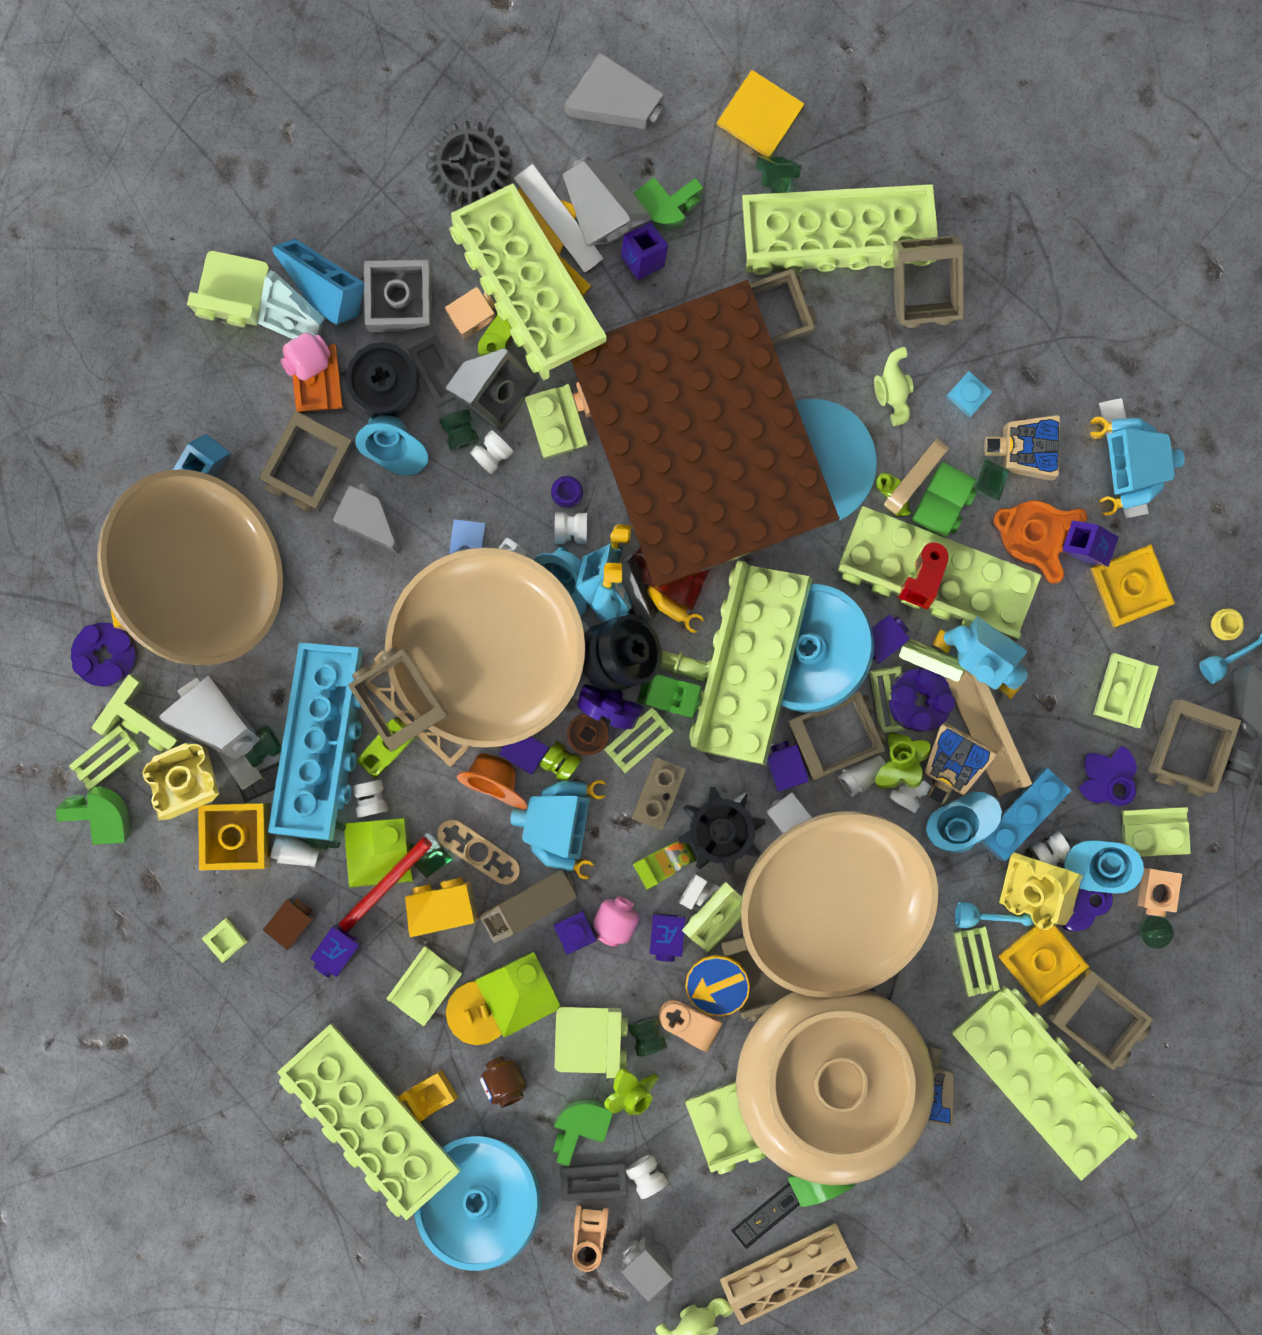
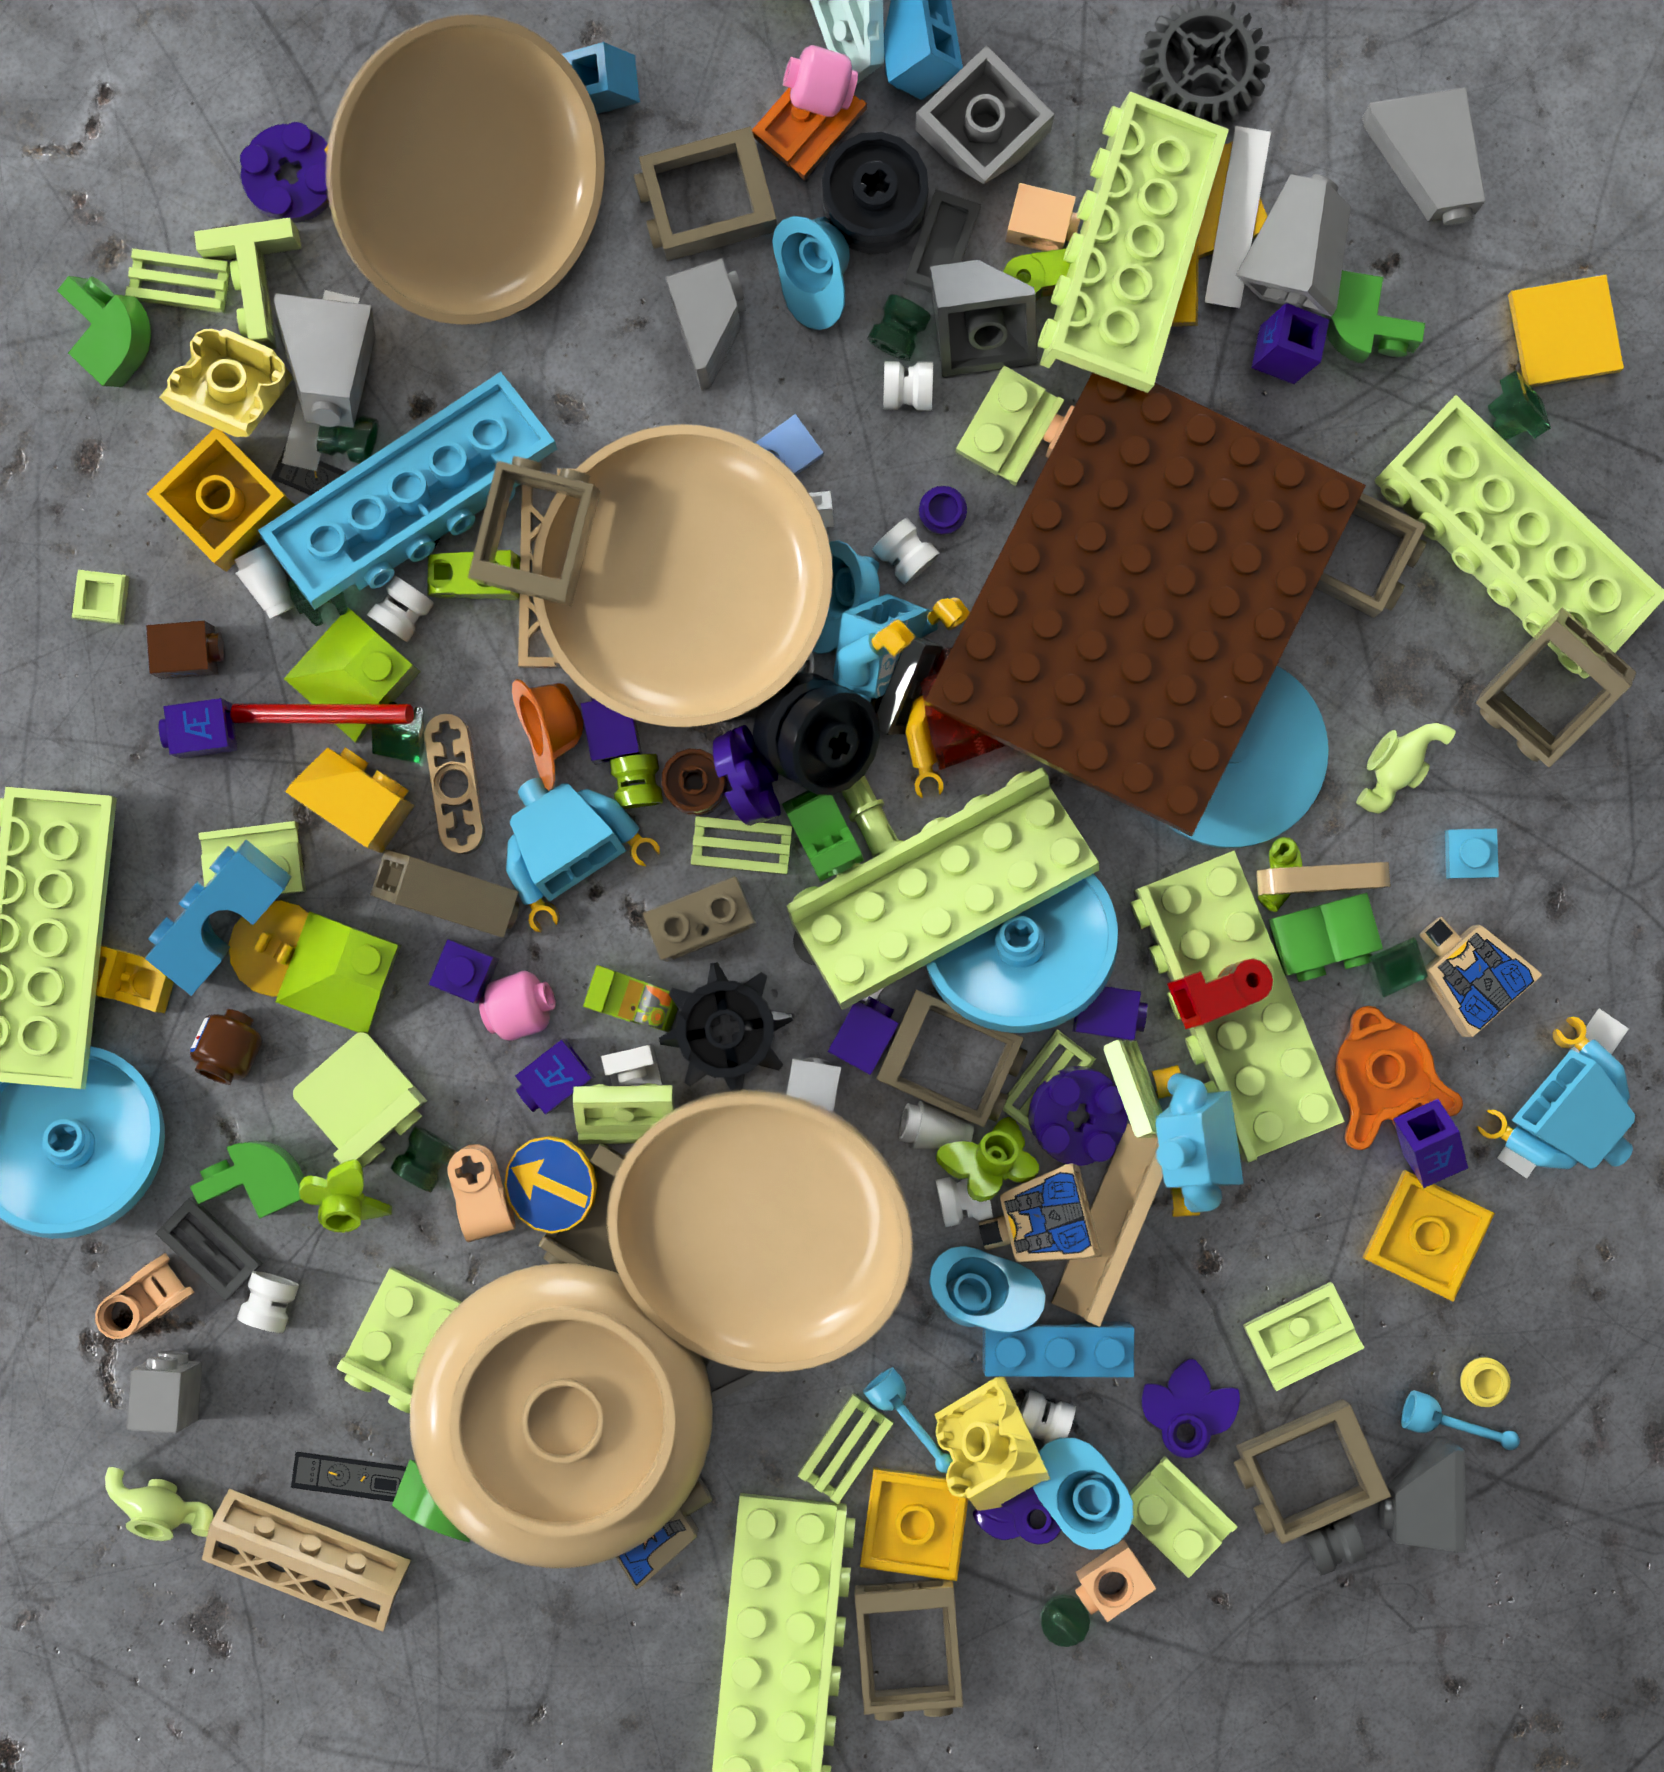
camera: 55 degrees right, 0 degrees up
(432, 999) = (242, 883): none -> dark azure arch

